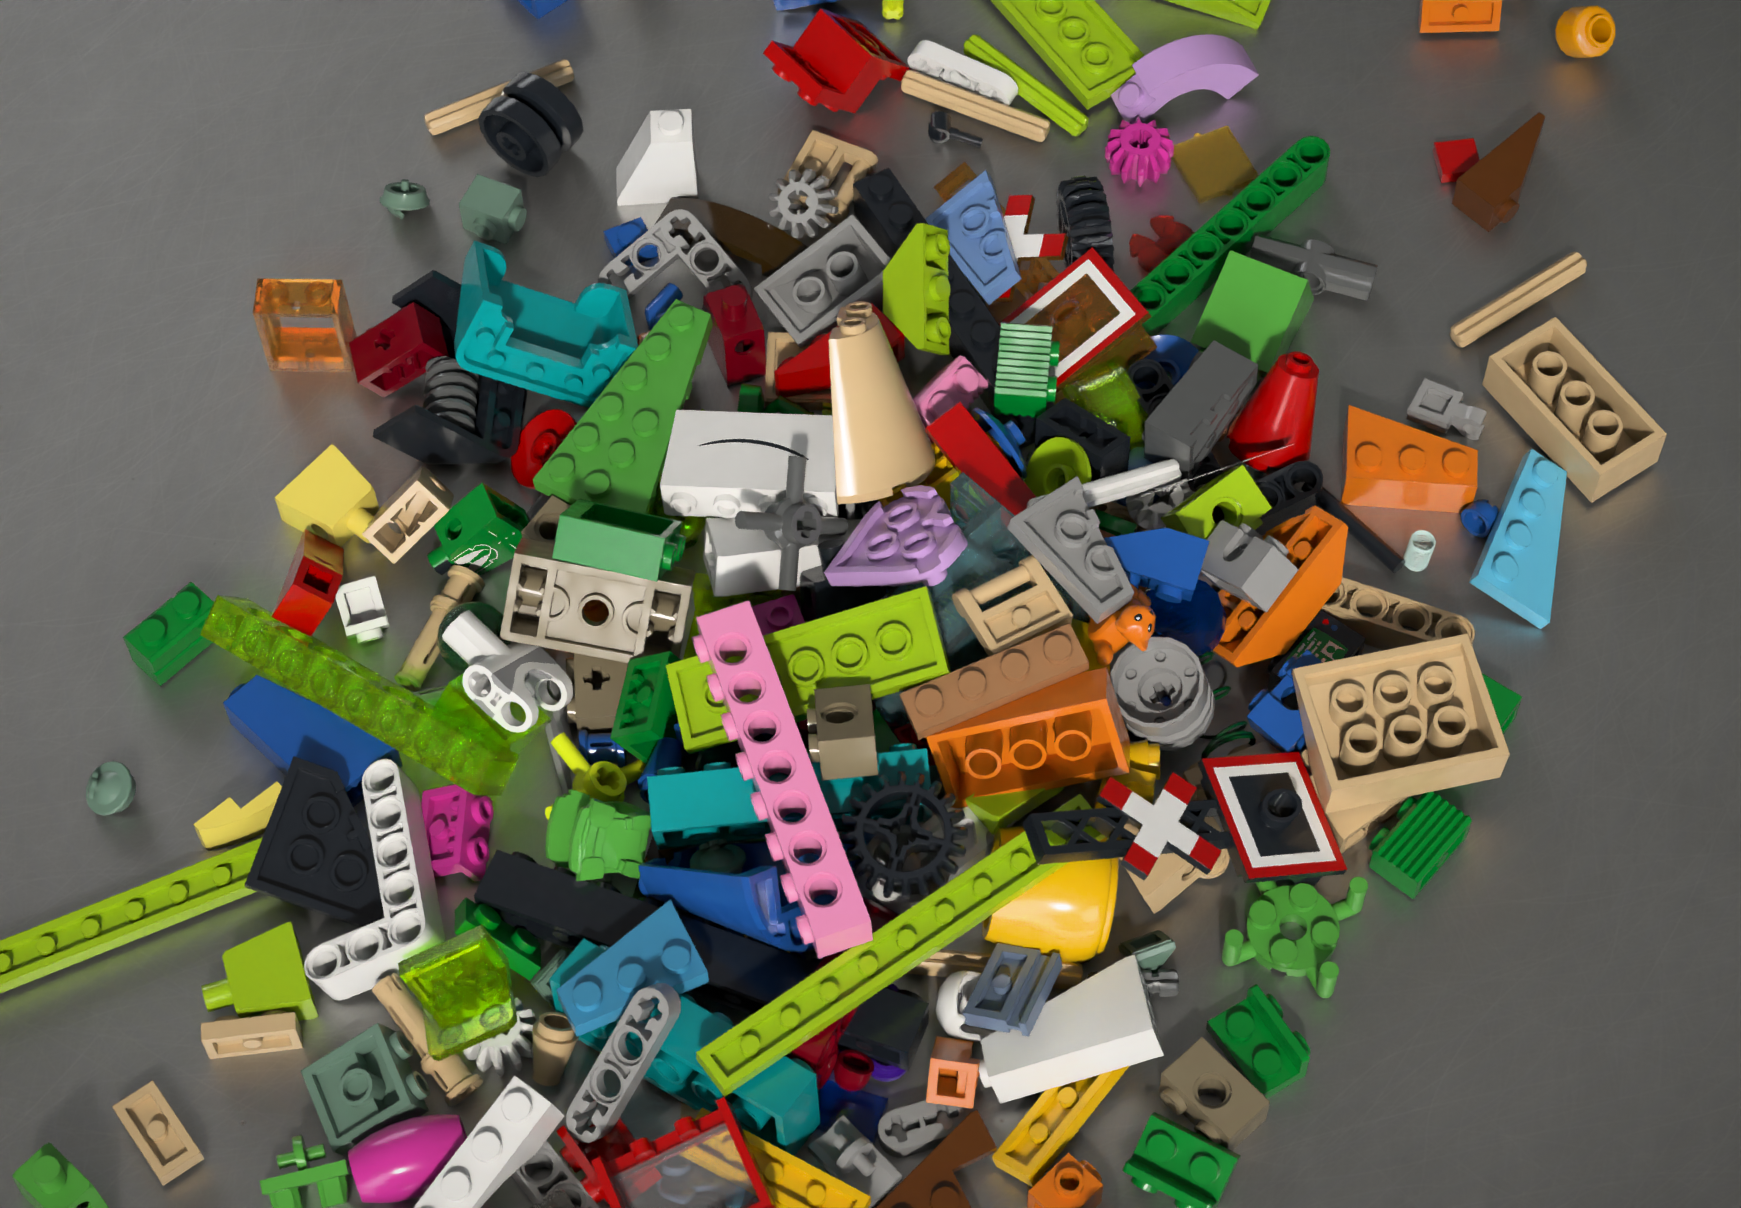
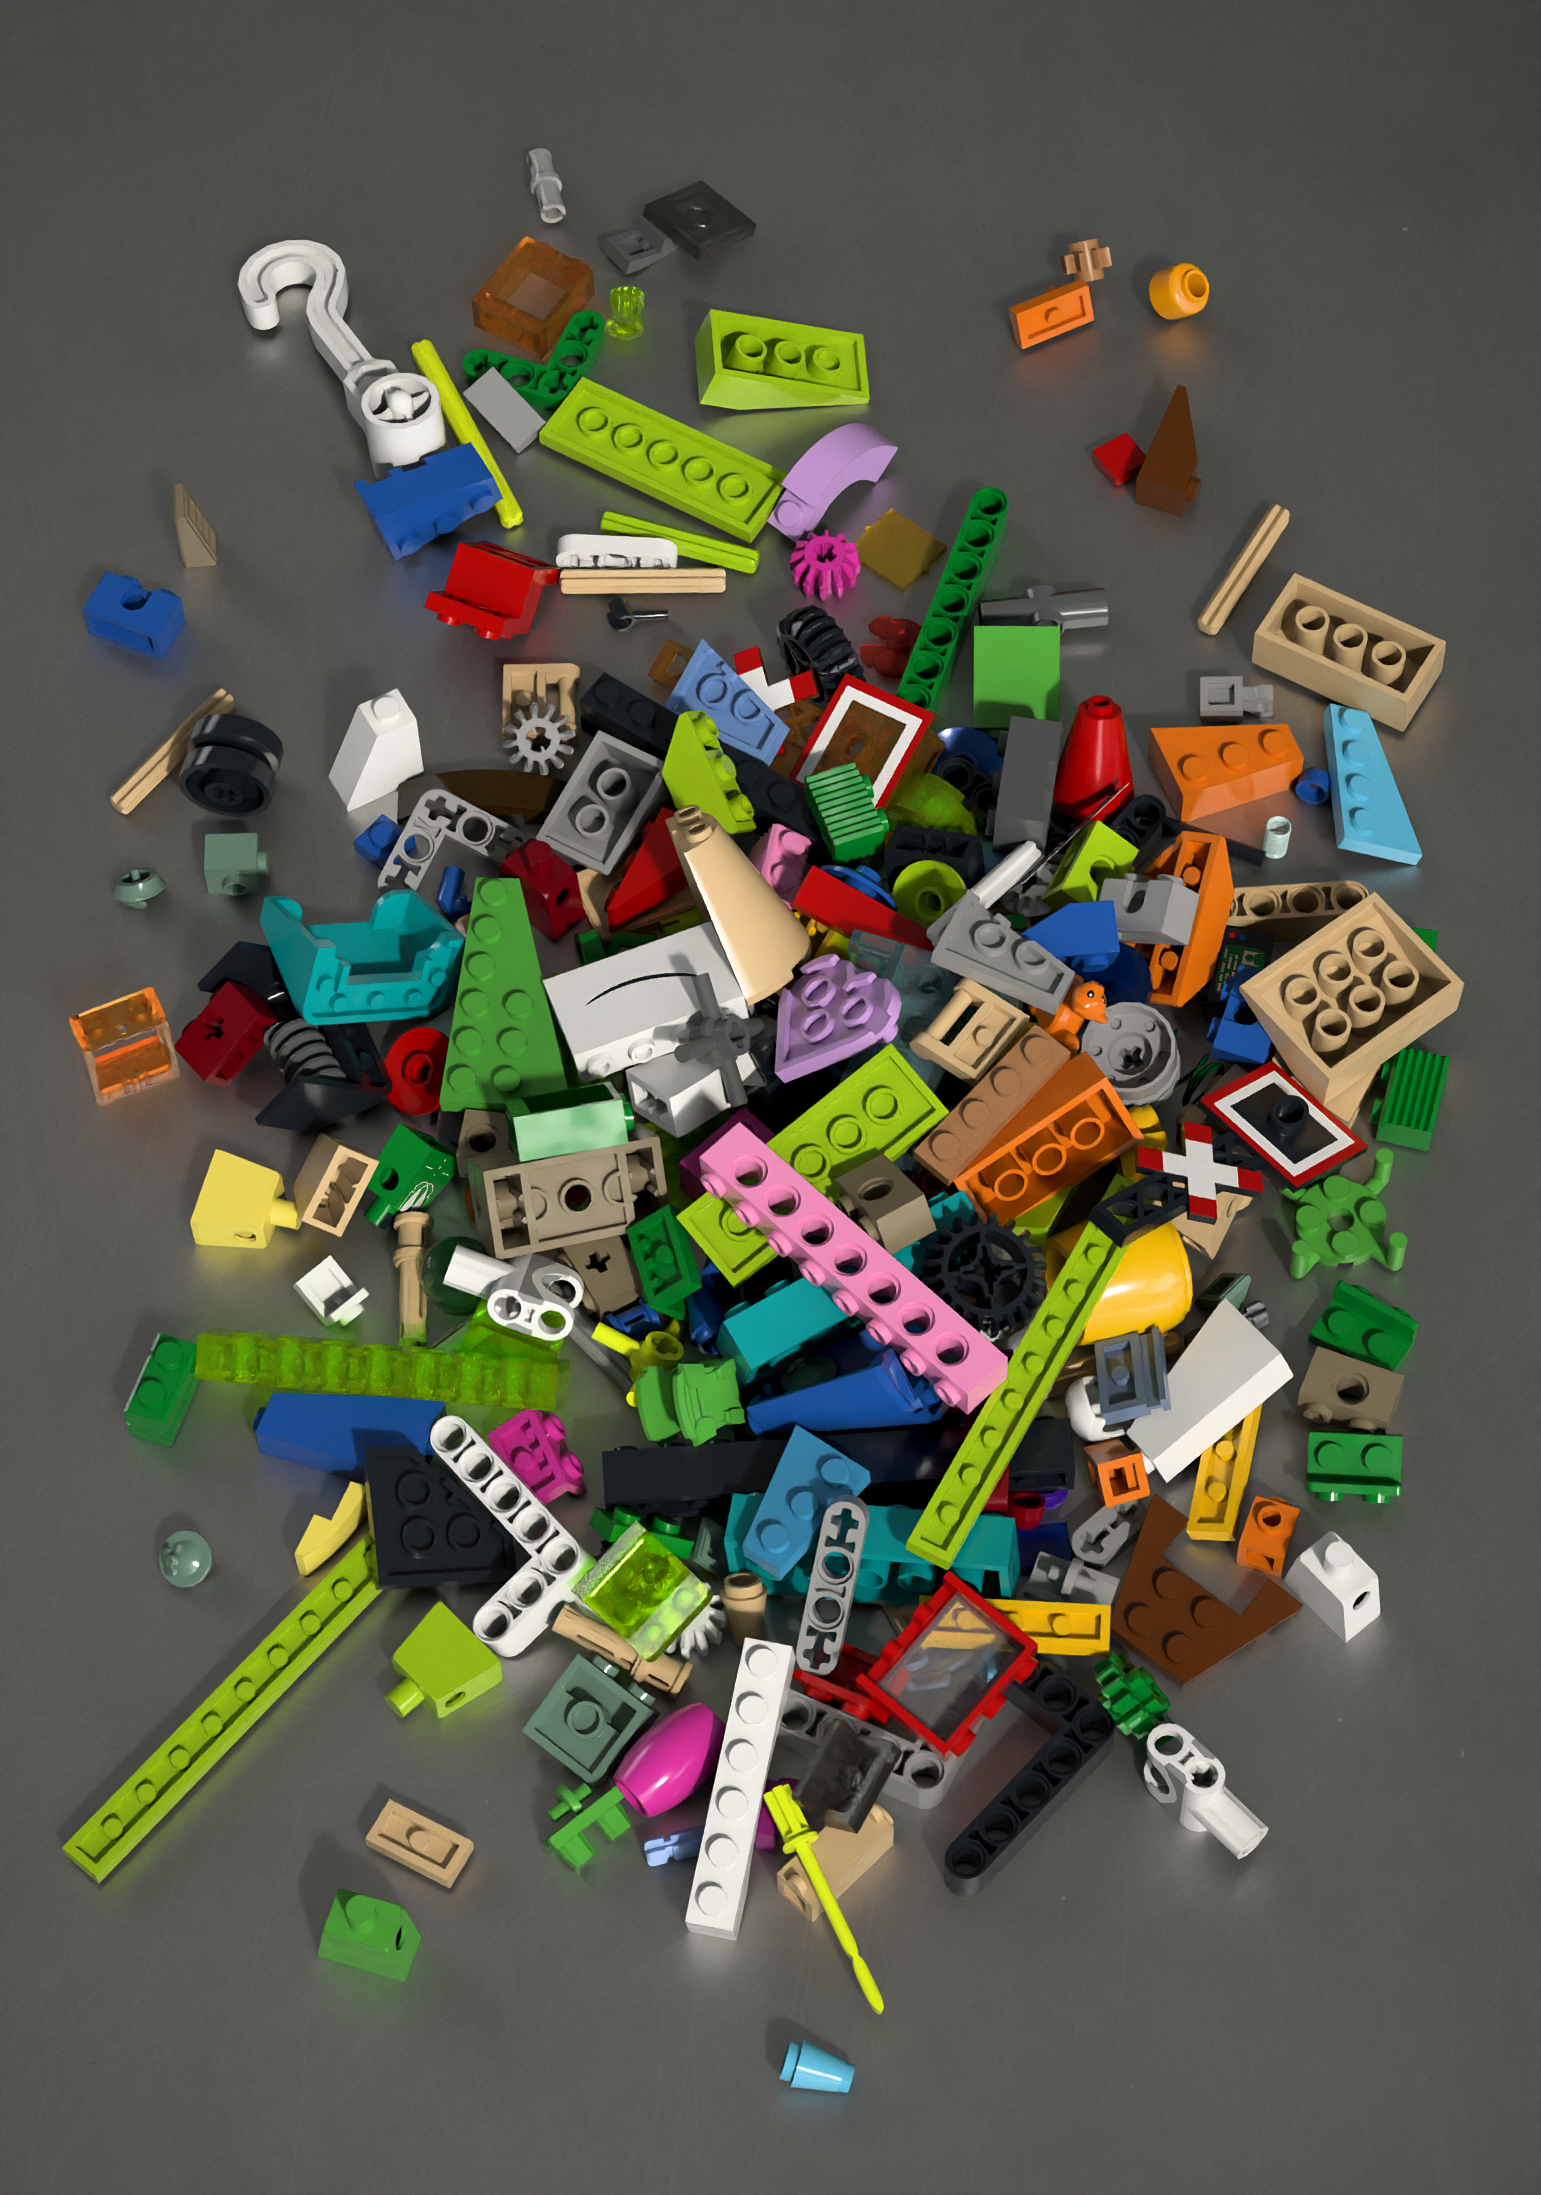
camera: 25 degrees left, 0 degrees up
(252, 1035) = (444, 1726): tan plate -> none
(310, 583) = (278, 1287): red slope -> none

